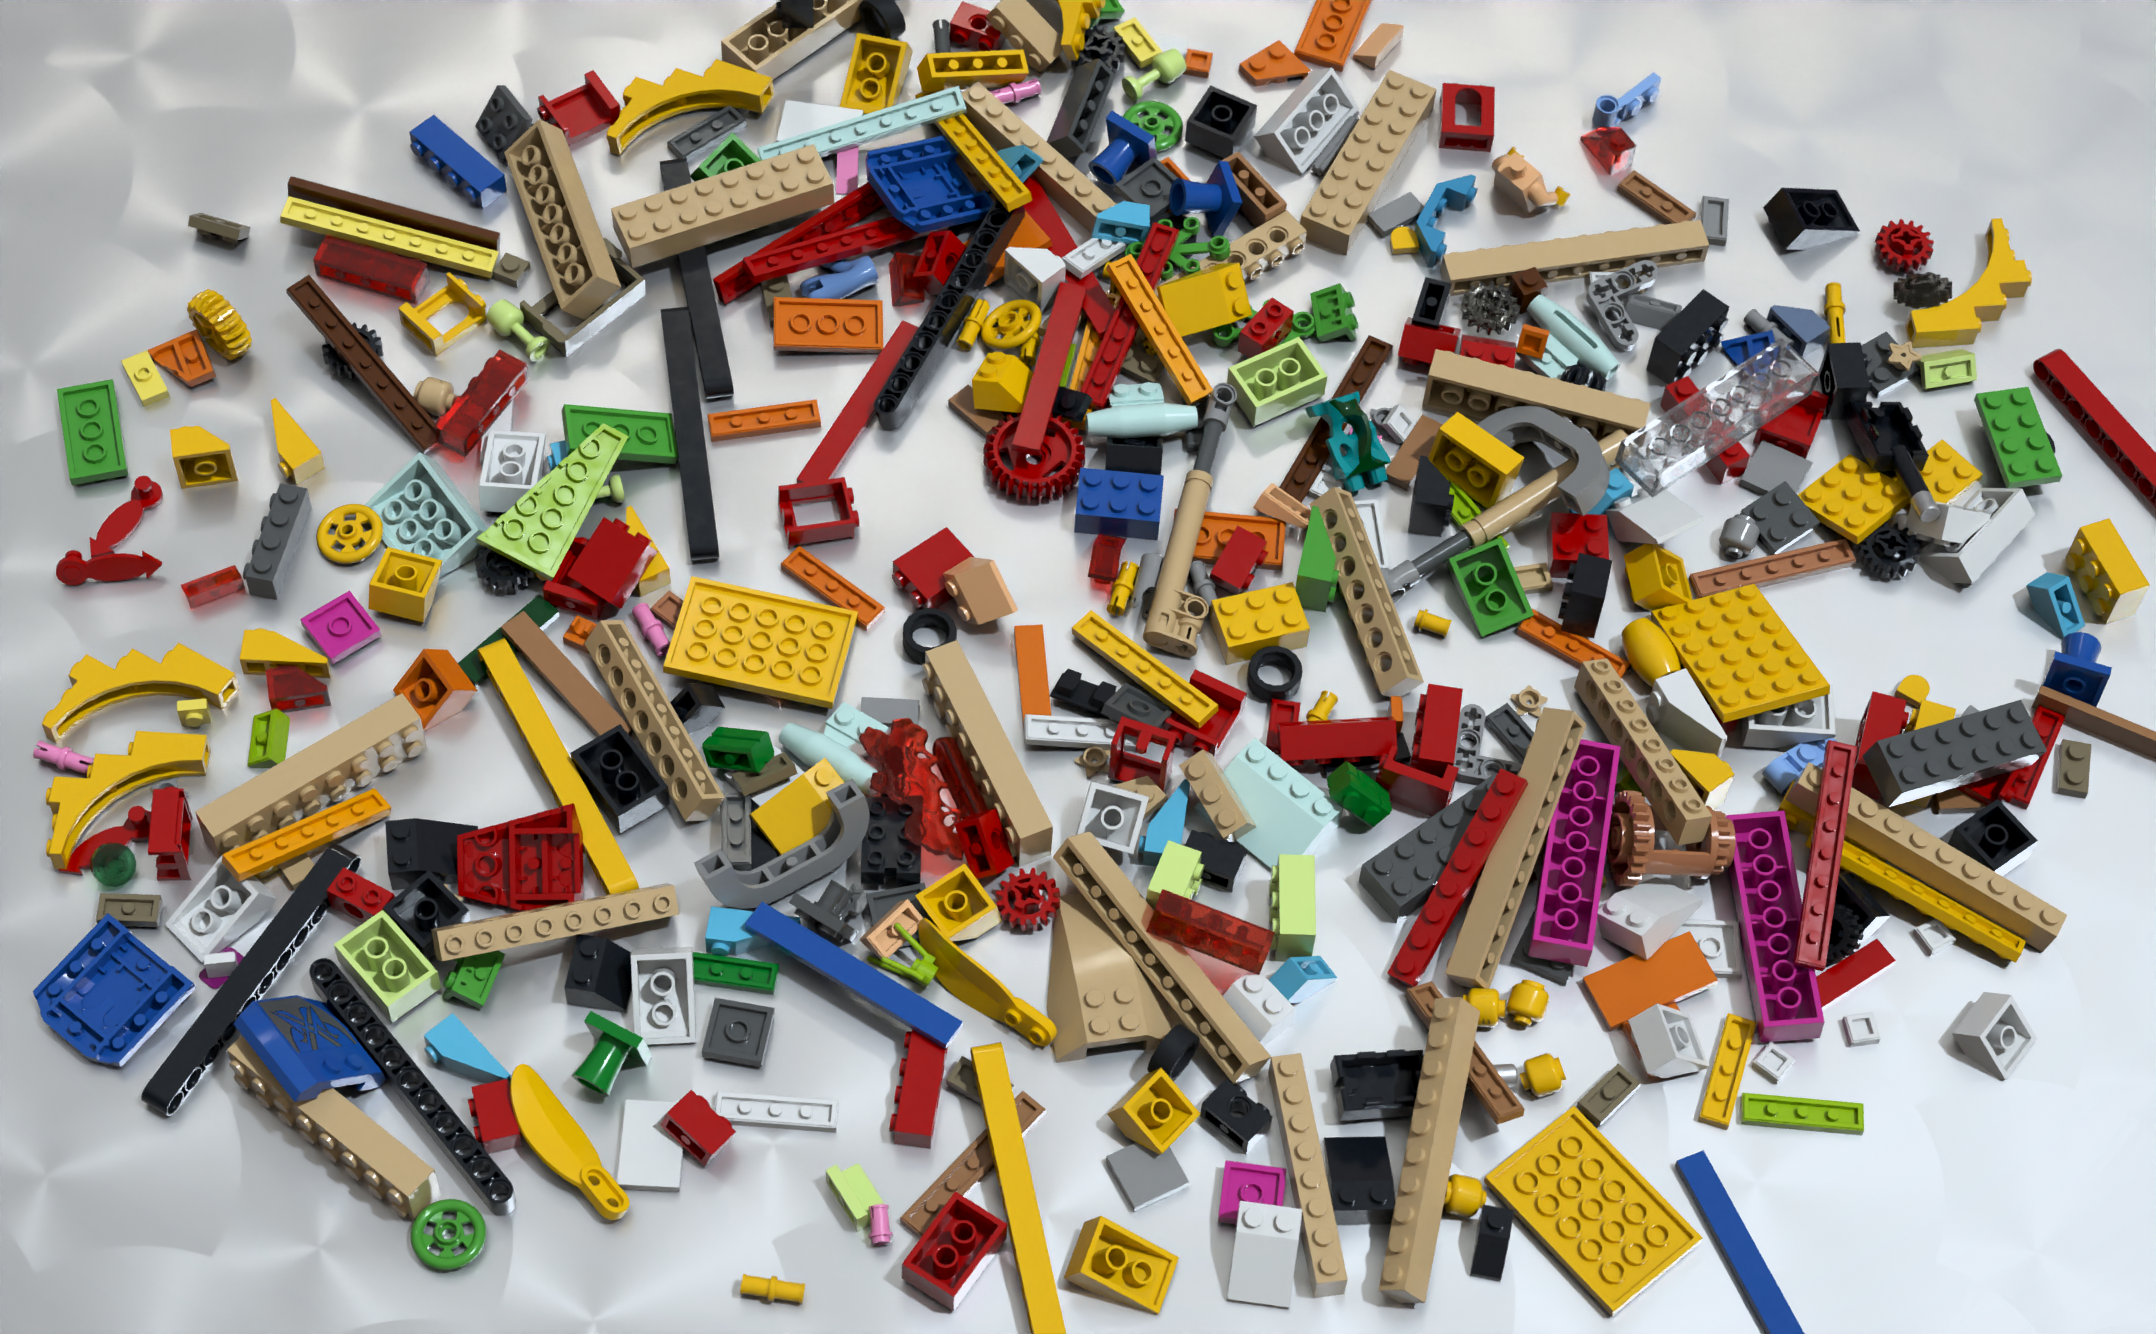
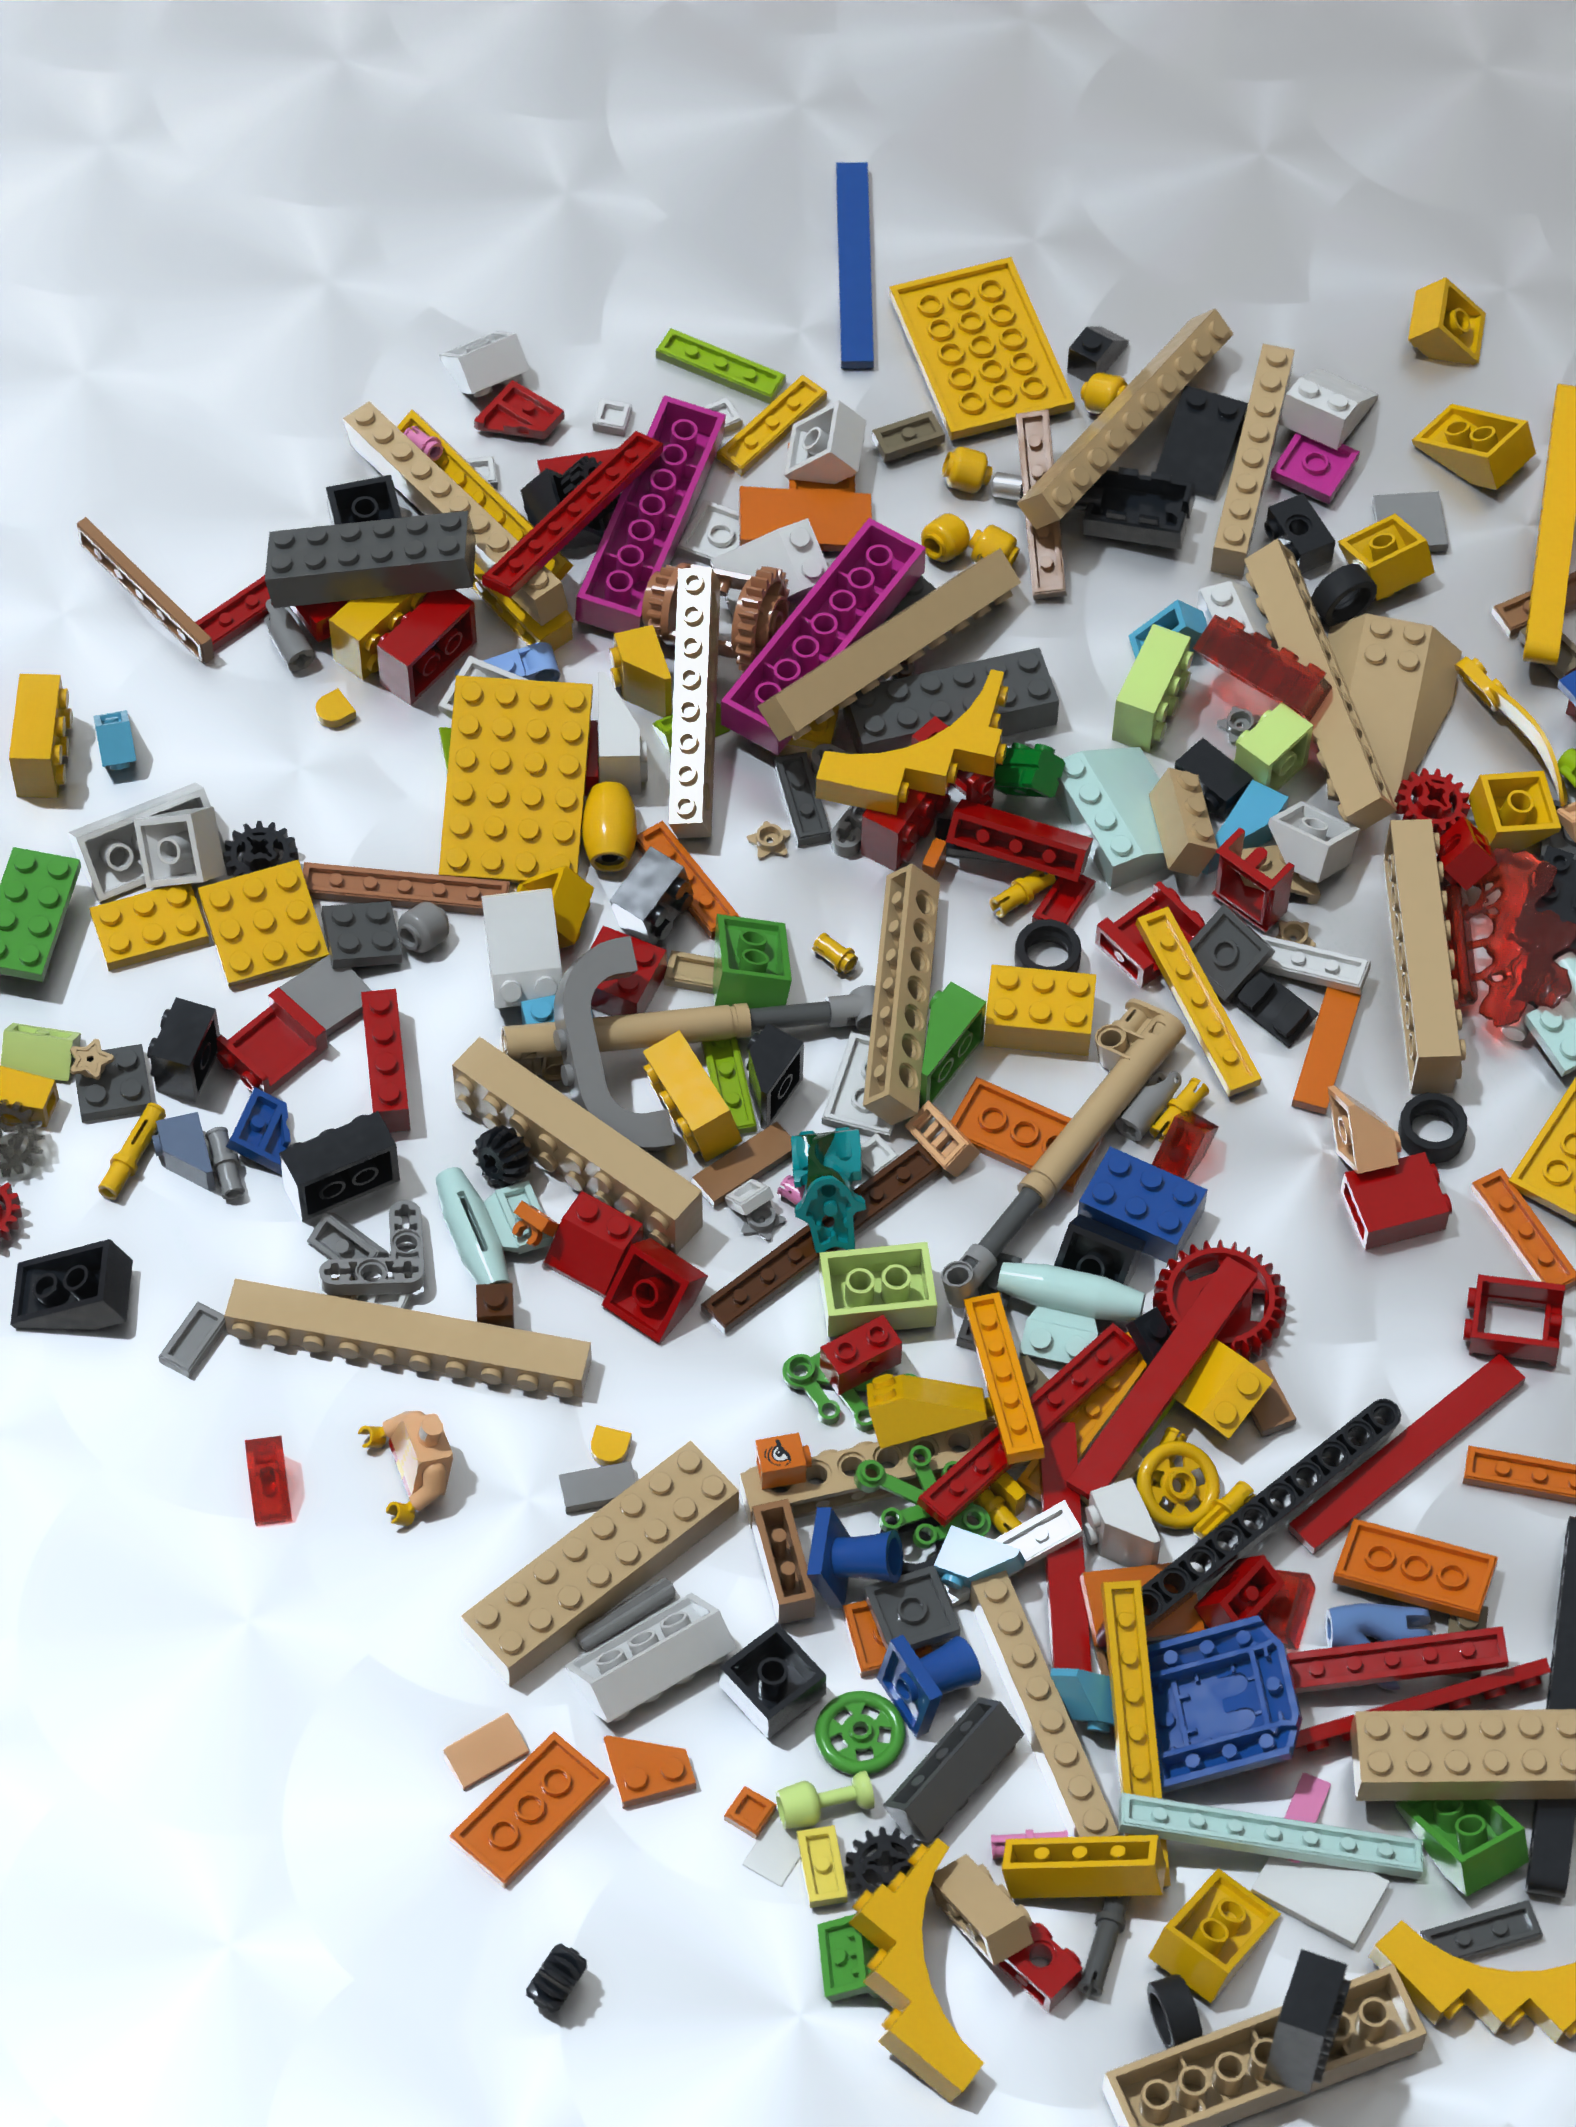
camera: 155 degrees left, 0 degrees up
(890, 709) = (1509, 1062): light grey tile -> none
(1202, 584) = (1082, 1077): light grey pin -> none
(1238, 561) = (1032, 1082): red brick -> none
(1282, 233) = (782, 1460): none -> orange brick
(1334, 313) = (755, 1367): bright green bracket -> none
(1428, 731) = (885, 778): none -> yellow arch
(1432, 303) = (634, 1317): black slope -> none
(1450, 193) = (507, 1481): dark azure slope -> none
(1457, 878) = (964, 645): red plate -> none
(1465, 136) = (431, 1625): red panel -> none
(1490, 308) = (571, 1309): clear smoke gear -> none
(1611, 110) = (204, 1532): light blue plate -> none
(1654, 199) = (250, 1390): medium nougat tile -> none
(1716, 417) = (385, 1014): clear brick -> none
(1894, 445) = (185, 947): black piece -> none
(1935, 998) = (519, 413): none -> red wing
(1984, 914) = (429, 445): none -> bright pink pin
(2073, 768) = (216, 578): dark tan plate -> none
(2076, 670) = (150, 649): blue plant -> none

